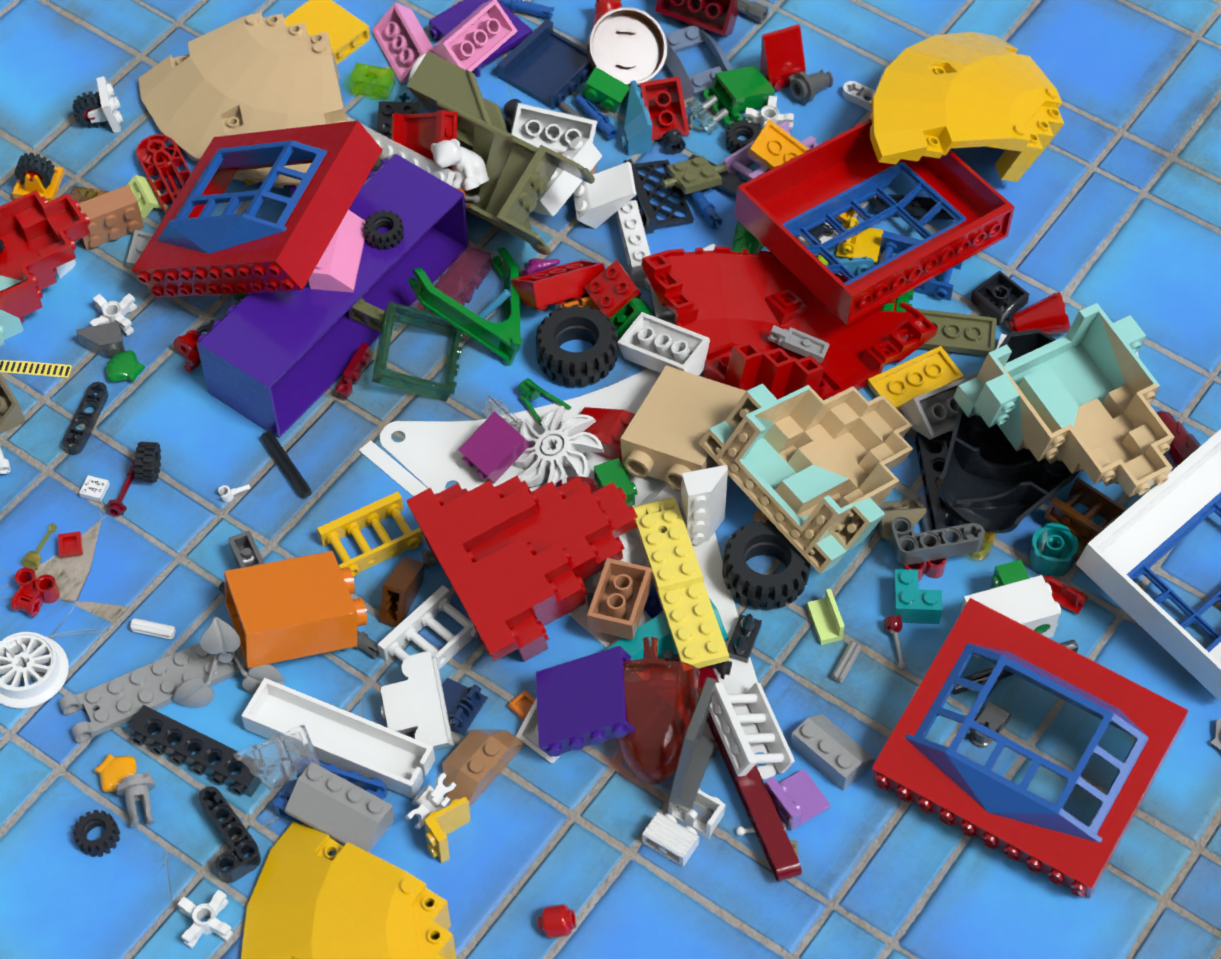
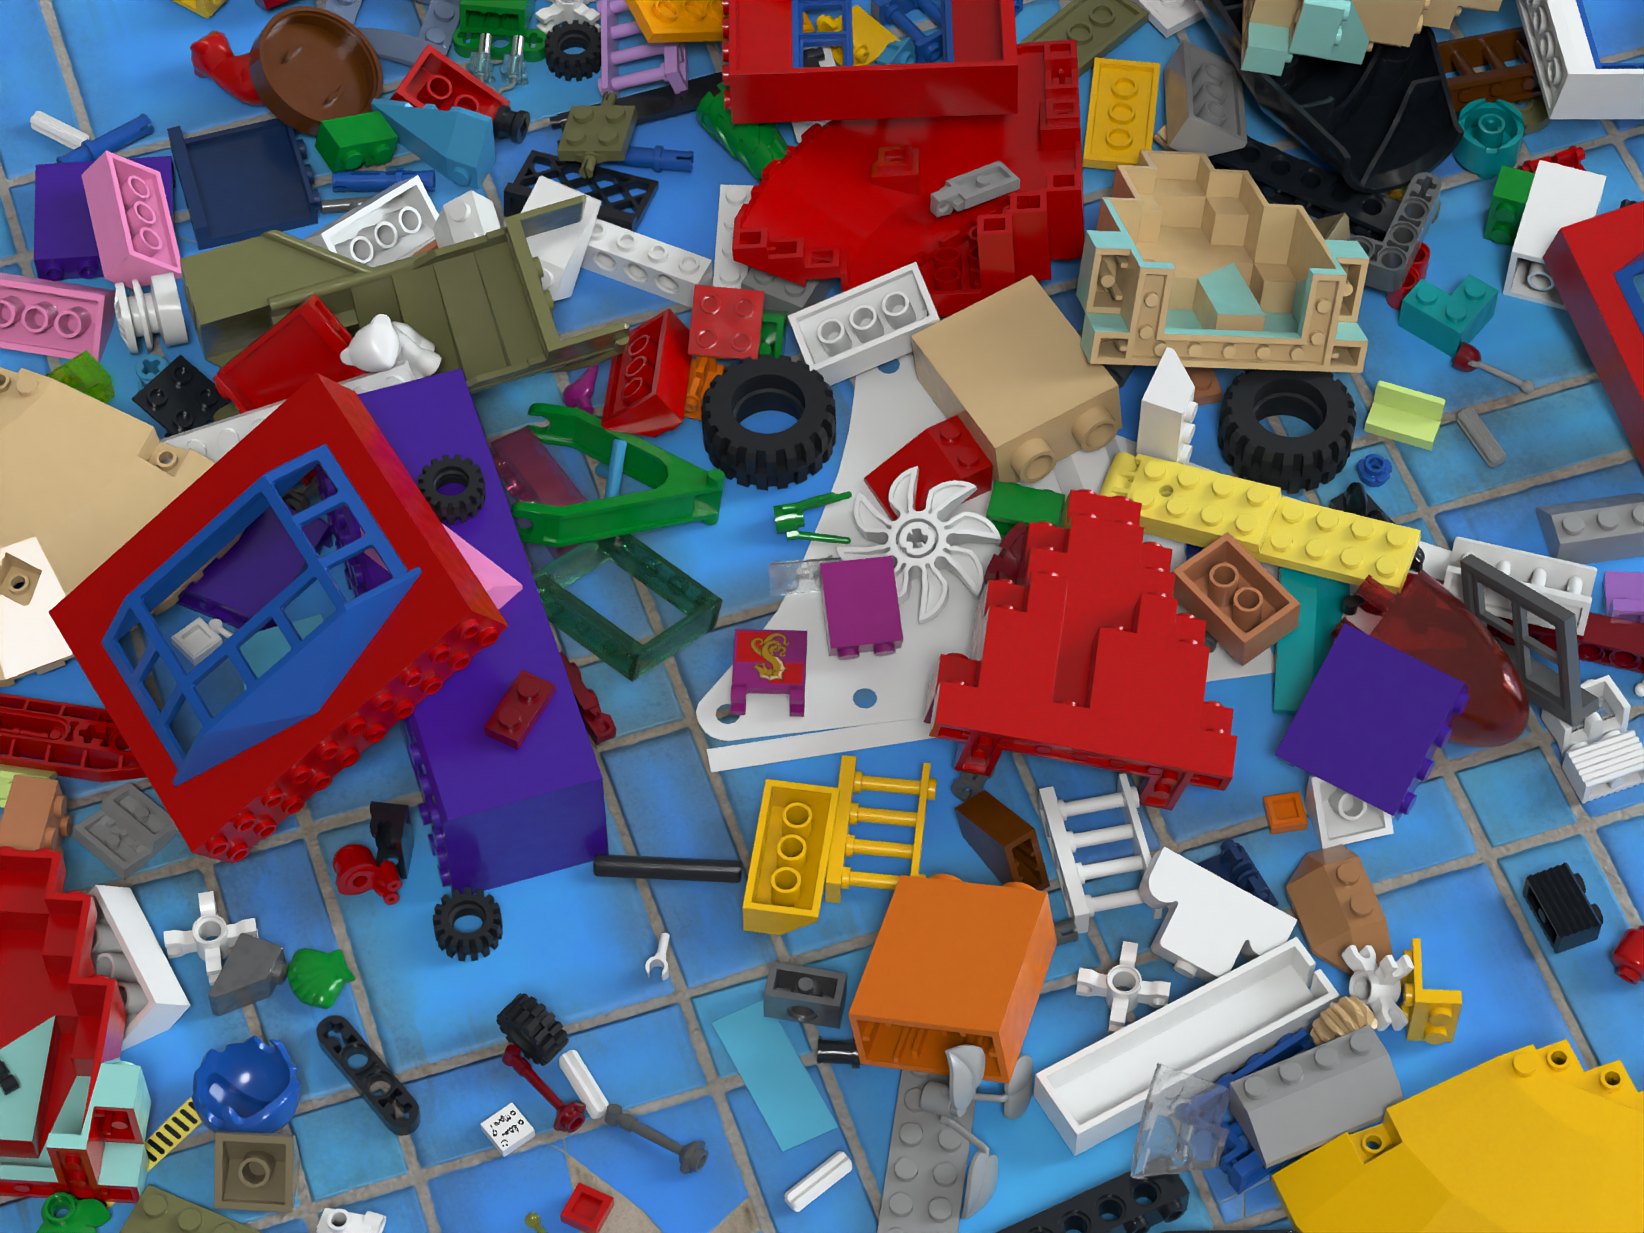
camera: 55 degrees left, 0 degrees up
(34, 374) = (246, 1087): none -> blue piece
(75, 292) = (130, 953): none -> white slope
(129, 569) = (691, 1156): none -> dark grey piece
(140, 503) = (583, 1084): none -> white axle
(190, 395) = (461, 906): none -> black tyre
(201, 578) = (774, 1076): none -> medium azure sticker
(273, 211) = (196, 641): none -> white tile
(279, 331) = (519, 709): none -> dark red plate
(320, 502) = (789, 857): none -> yellow slope
(354, 684) = (1125, 974): none -> white pin
(395, 795) = (1342, 1018): none -> tan gear
(435, 435) = (769, 665): none -> flag
(559, 867) = (1562, 907): none -> black brick
(780, 629) = (1374, 477): none -> blue plate

